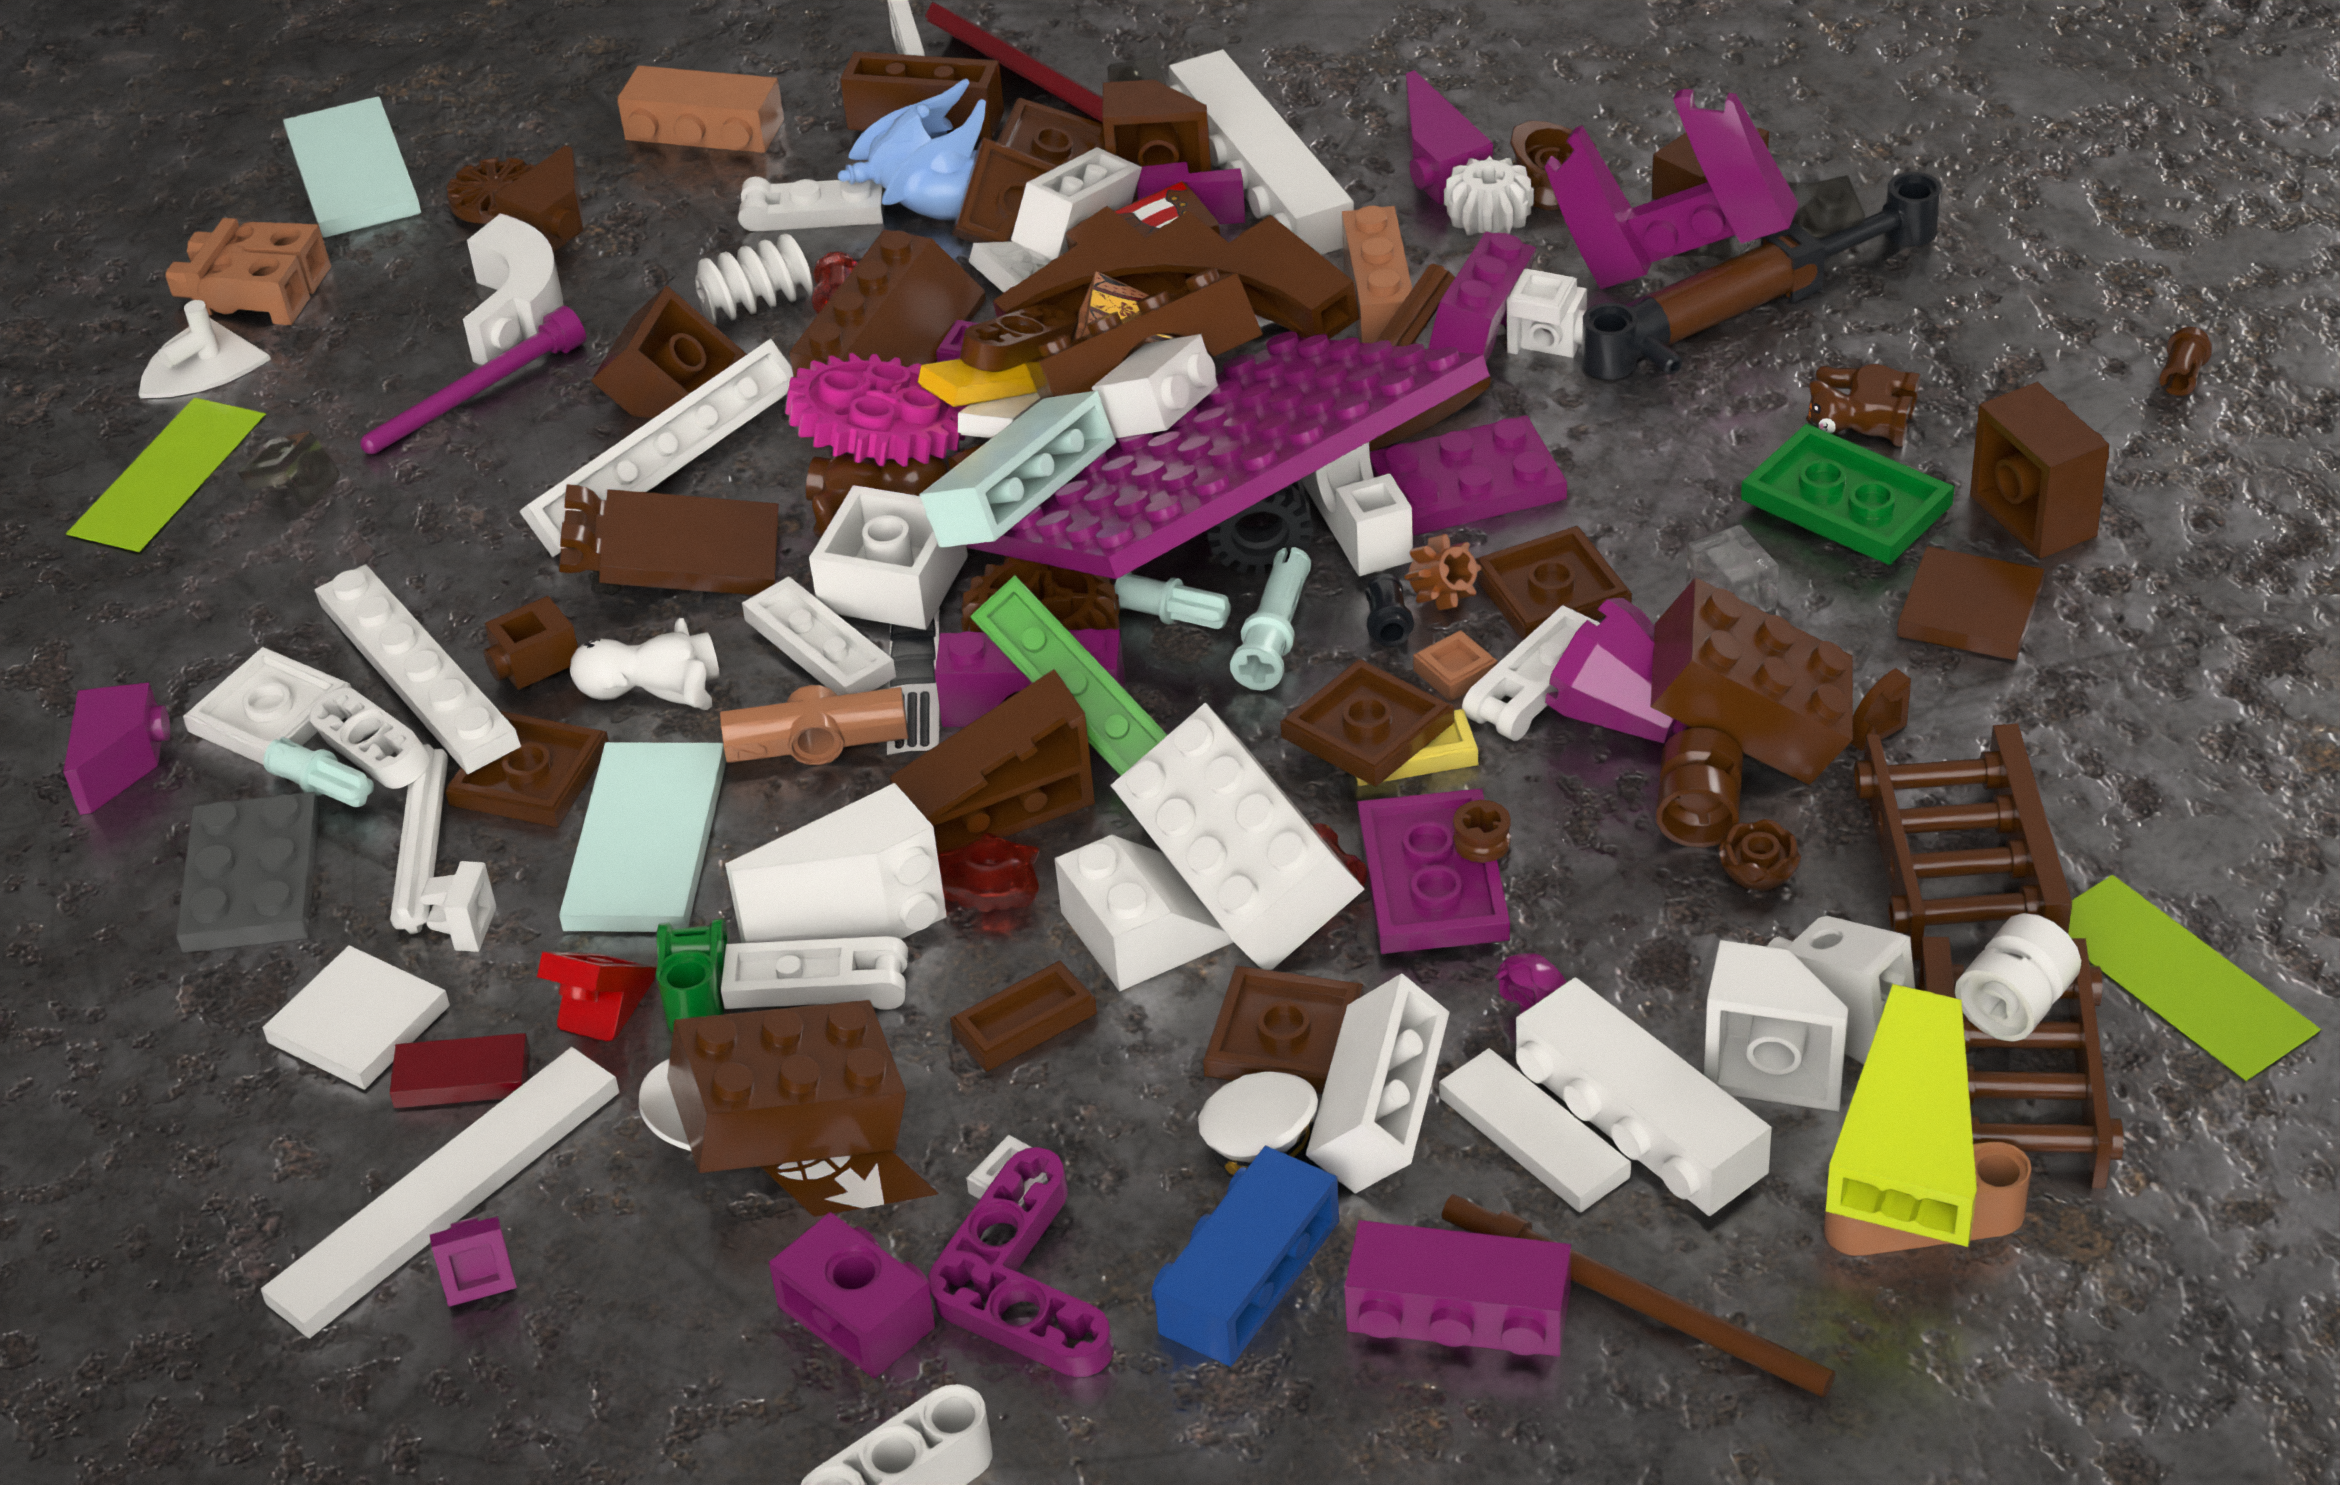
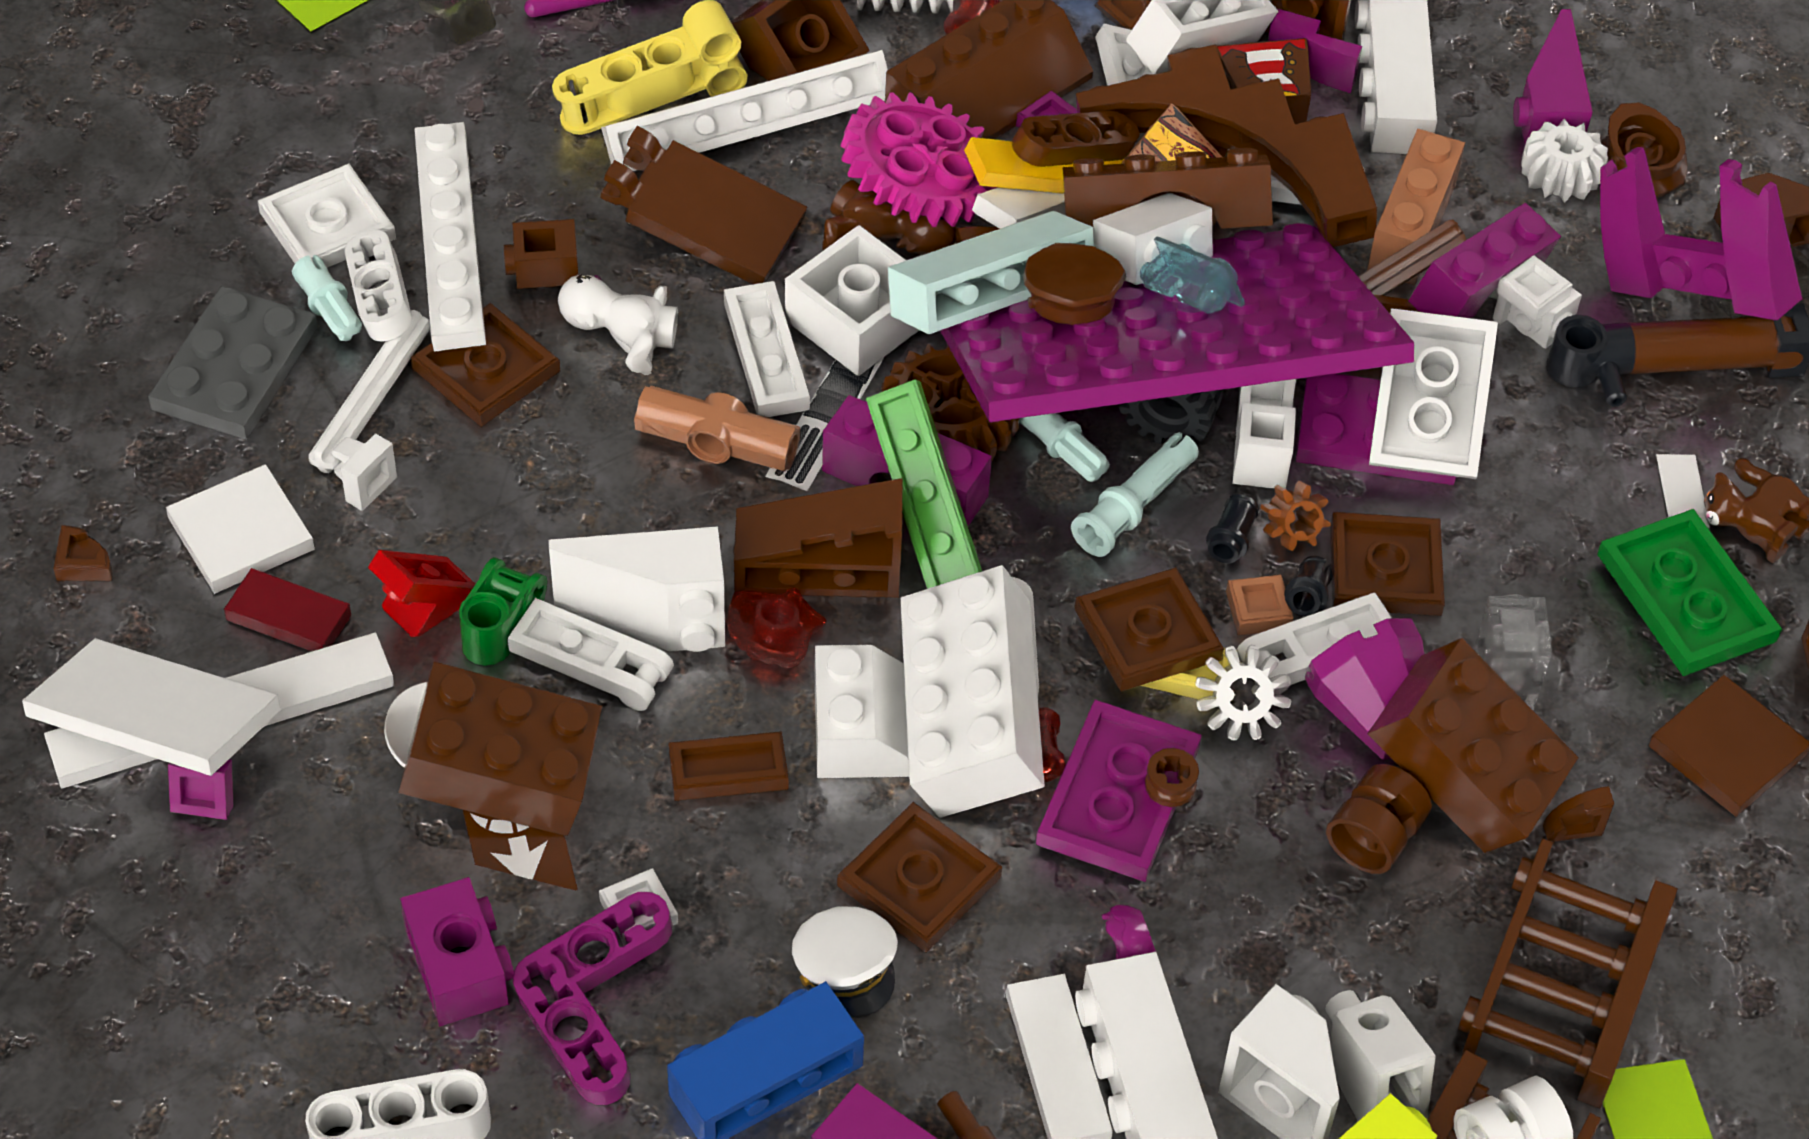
camera: 20 degrees right, 10 degrees up
(113, 742) = (191, 202): magenta slope -> none
(194, 1114) = (80, 557): none -> reddish brown tile
(373, 1206) = (152, 706): none -> white tile
(544, 443) = (654, 72): none -> light yellow piece
(644, 837) = (536, 468): light aqua tile -> none
(1113, 440) = (1073, 283): none -> reddish brown hat
(1229, 387) = (1192, 277): none -> clear light blue hinge
(1378, 1084) = (951, 967): white brick -> none
(1497, 626) = (1308, 590): none -> black pin
(1518, 422) = (1436, 406): none -> white slope
(1518, 726) = (1224, 694): none -> white gear
(1759, 855) = (1397, 887): reddish brown plate -> none
(1772, 415) = (1681, 484): none -> white sticker

